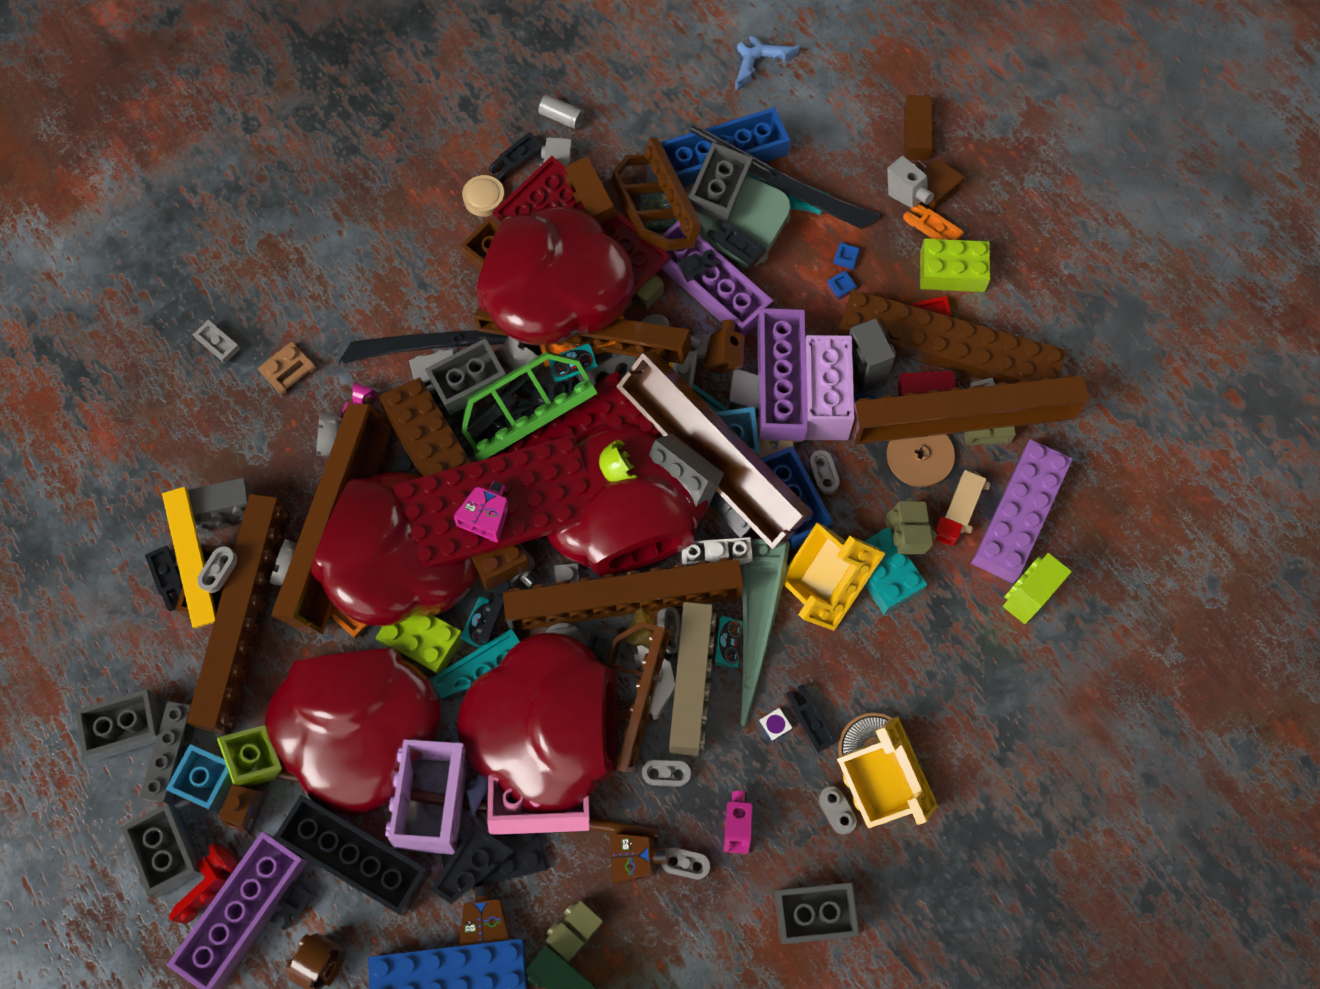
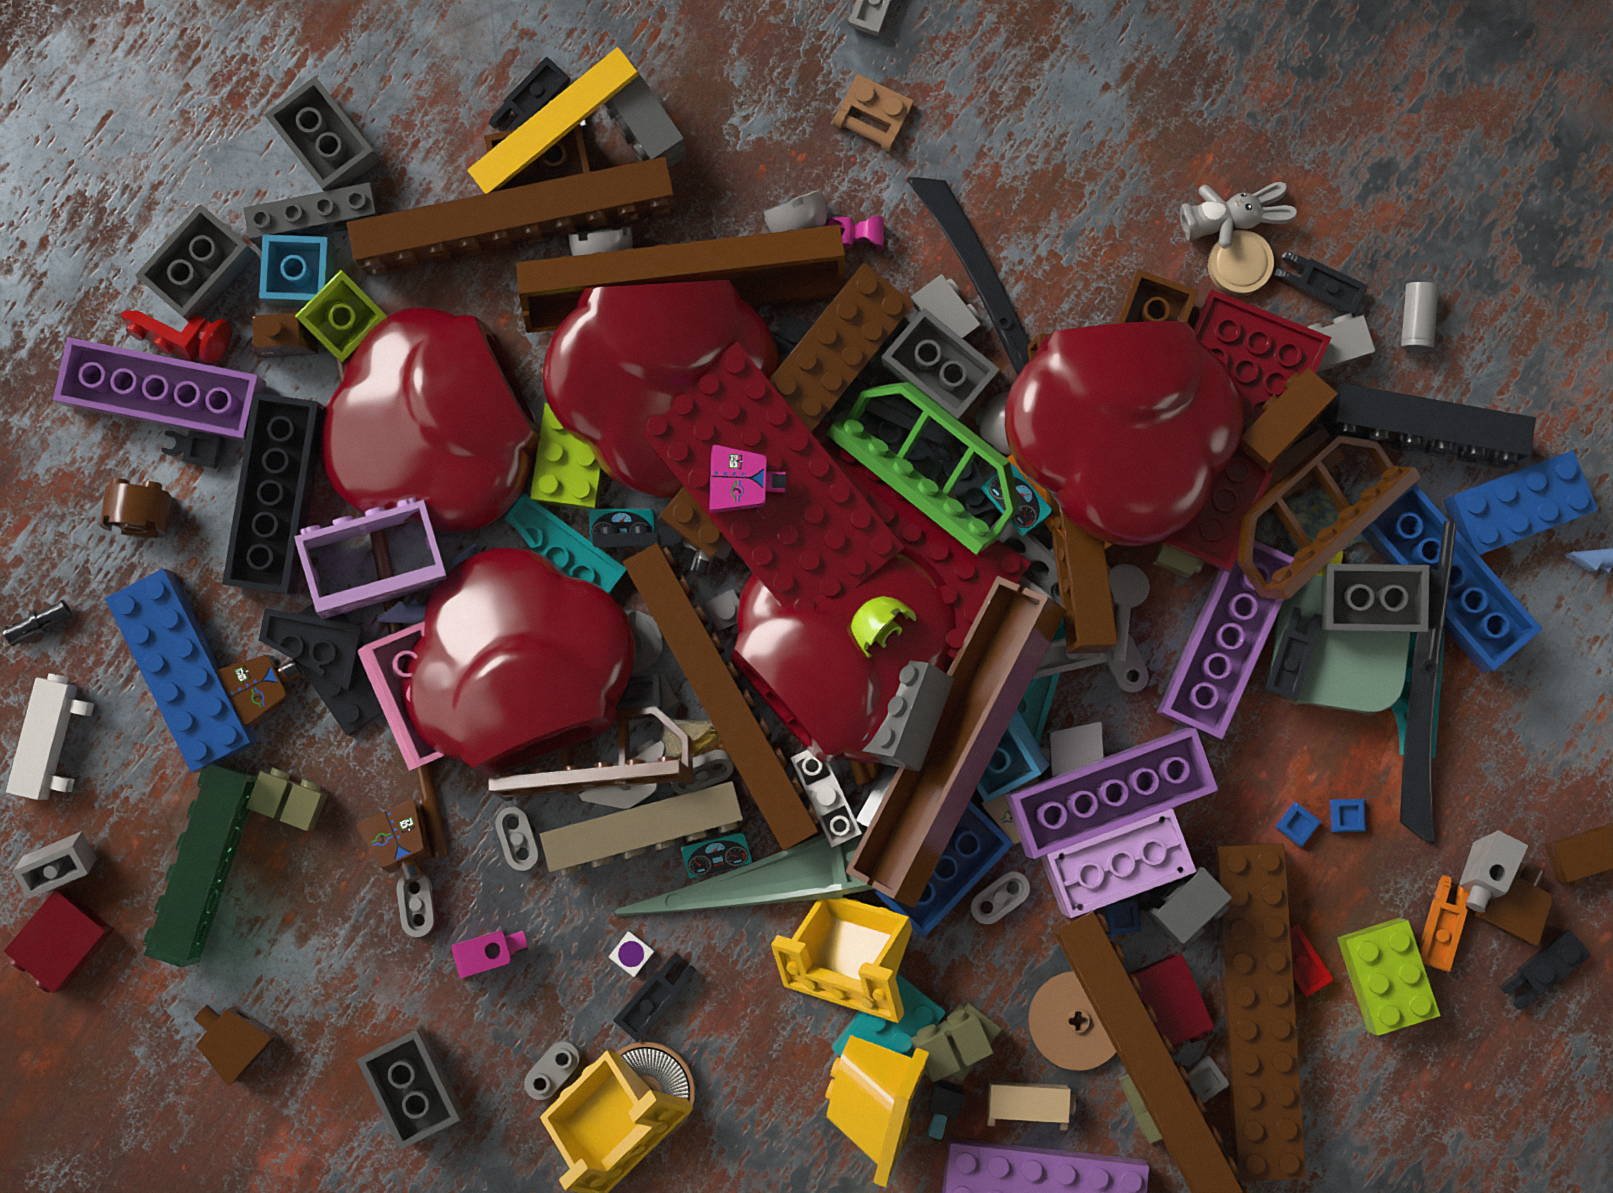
camera: 65 degrees right, 15 degrees up
(217, 569) = (548, 164): light grey plate -> none
(452, 183) = (1240, 211): none -> light grey animal
(630, 122) = (1430, 425): none -> black brick
(695, 93) = (1521, 503): none -> blue brick
(695, 266) = (1230, 609): black plate -> none
(707, 524) = (864, 771): none -> dark orange plate
(725, 350) = (1123, 700): reddish brown torso -> none
(932, 587) = (874, 1099): none -> yellow windscreen
(946, 552) = (944, 1103): none -> black piece
(948, 531) = (976, 1093): red slope -> none
(979, 182) = (1546, 968): none -> black hinge

